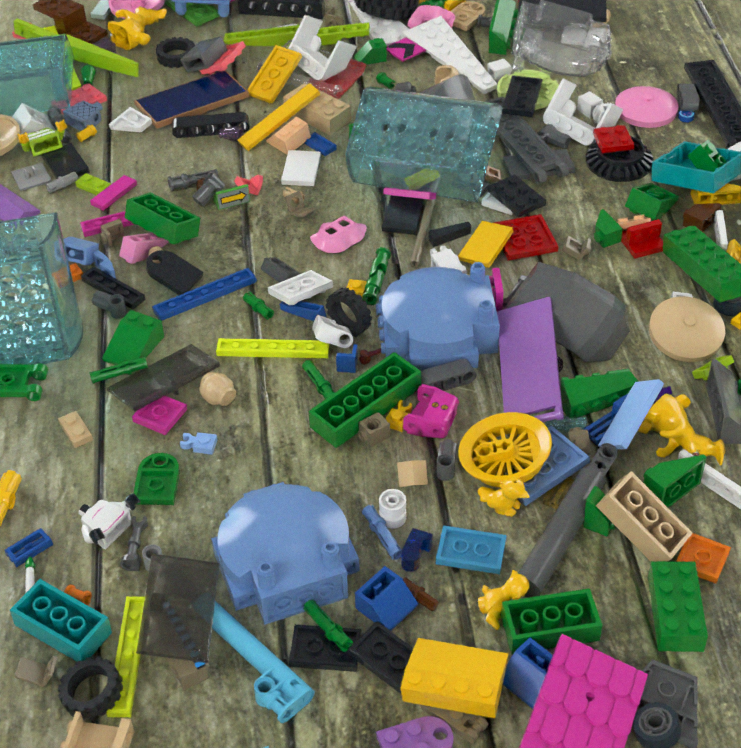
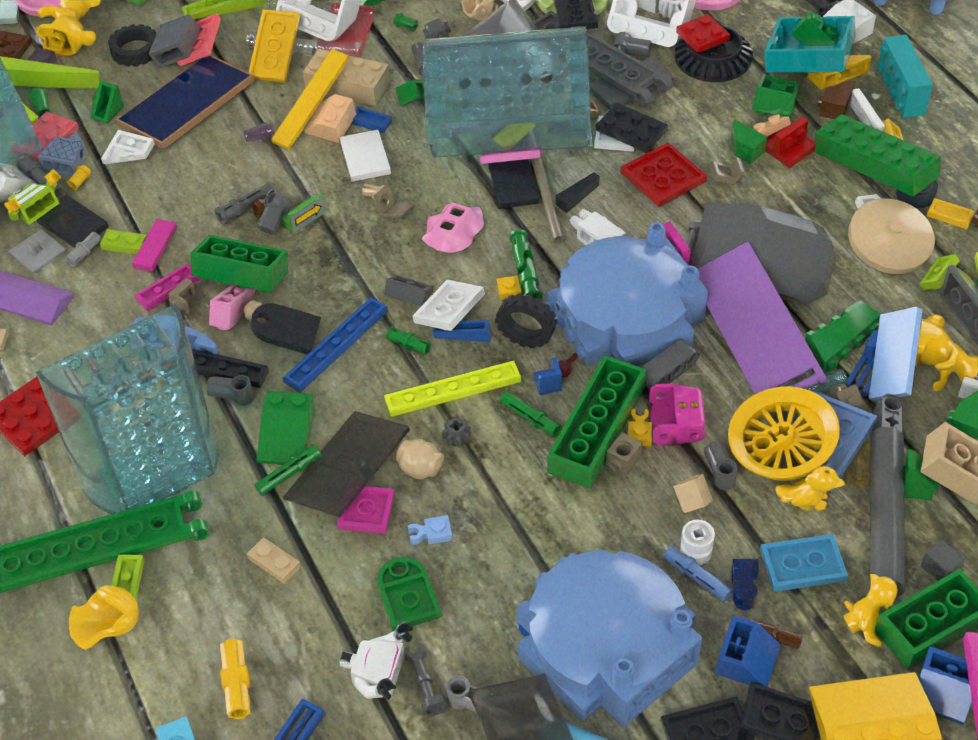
camera: 20 degrees left, 5 degrees up
(133, 87) = (106, 102): none -> green slope
(208, 124) = (226, 128): black beam -> none
(254, 183) = (323, 186): coral tile -> none
(255, 378) = (456, 432): none -> dark grey gear
(329, 332) = (514, 351): white piece -> none
(332, 630) = (711, 710): green pin -> none
(485, 243) = (627, 194): yellow tile -> none
(585, 578) = (942, 560): none -> dark grey brick

